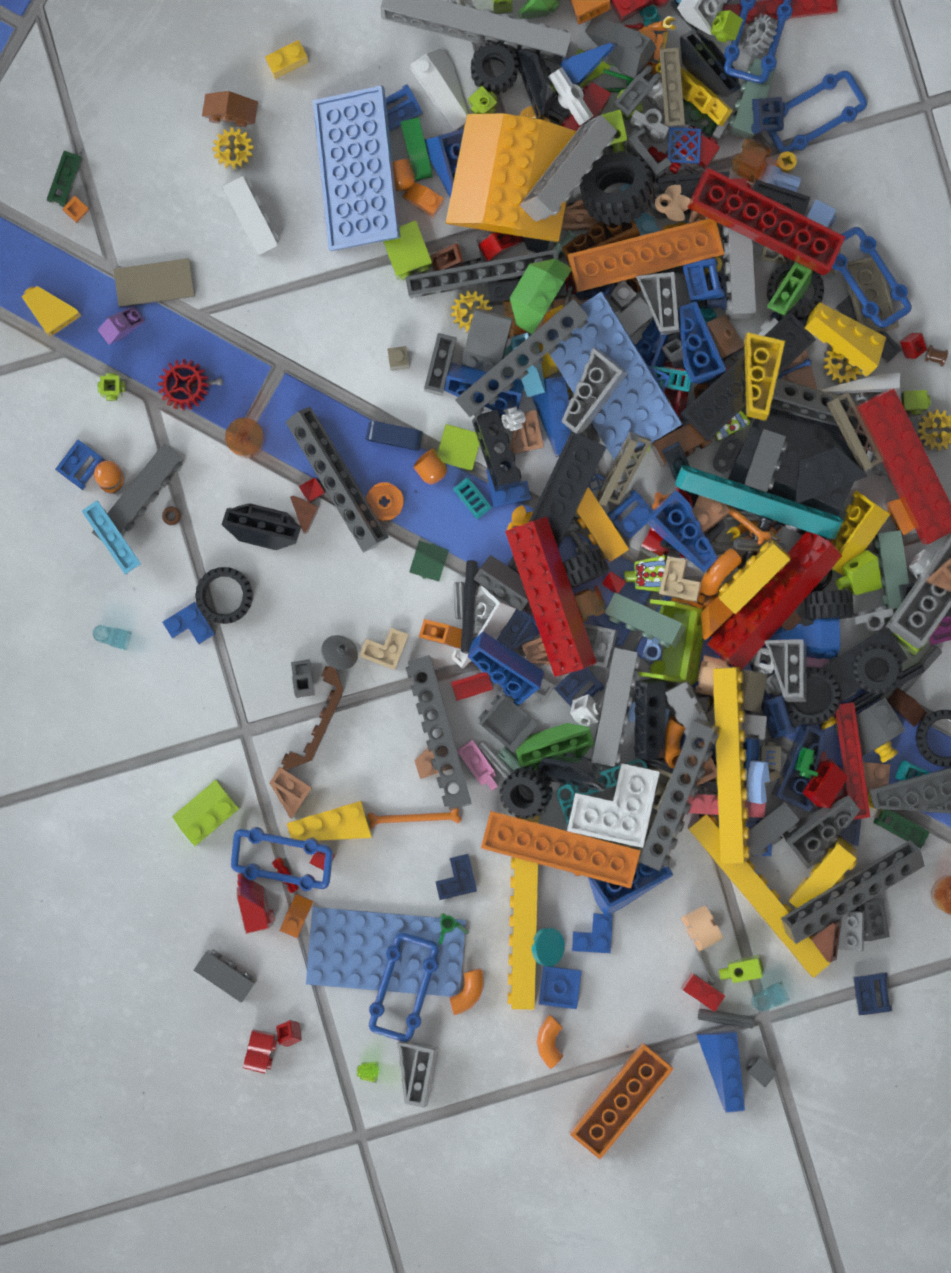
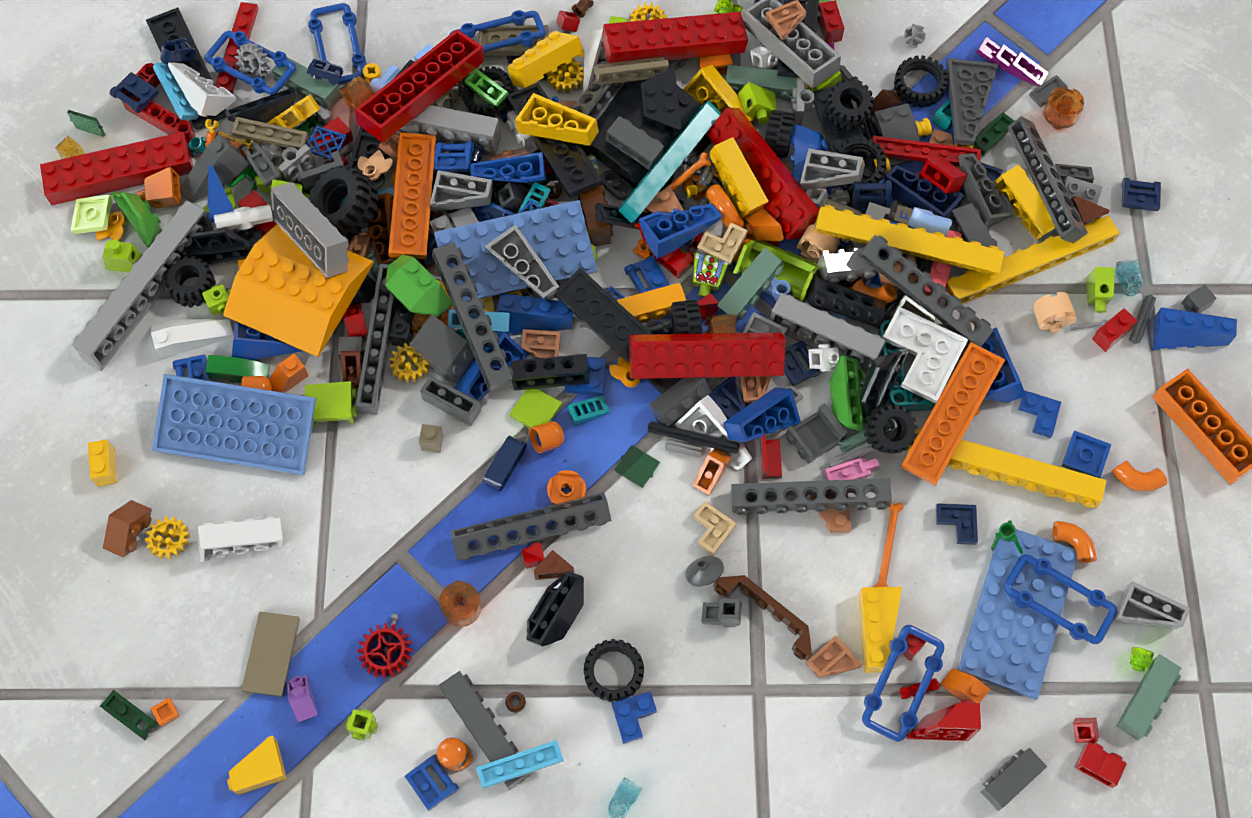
camera: 75 degrees left, 20 degrees down
(205, 813) = (836, 751): lime slope -> none
(334, 1085) = (1149, 696): none -> sand green brick
(513, 418) = (525, 348): white gear -> none
(548, 947) = (1046, 452): teal tile -> none
(619, 466) = (603, 265): dark tan fence -> none
(726, 26) = (233, 83): lime brick -> none
(804, 761) = (919, 183): green bracket -> none

